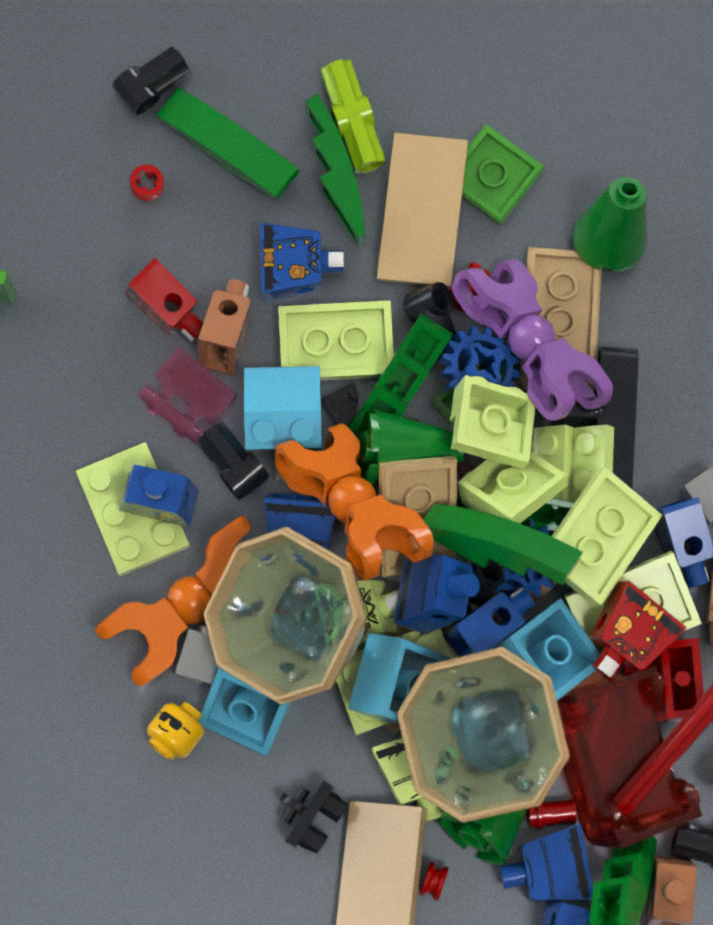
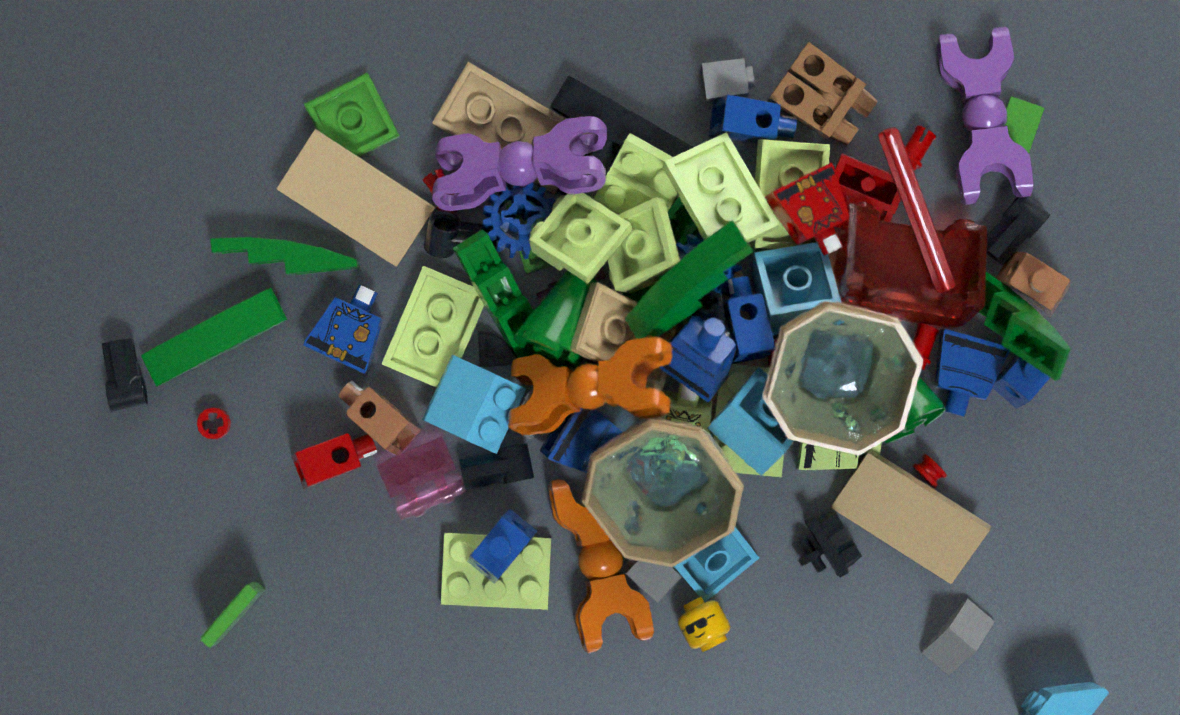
camera: 55 degrees left, 10 degrees up
(352, 116) = (241, 216): lime piece -> none
(614, 227) = (455, 45): green cone -> none

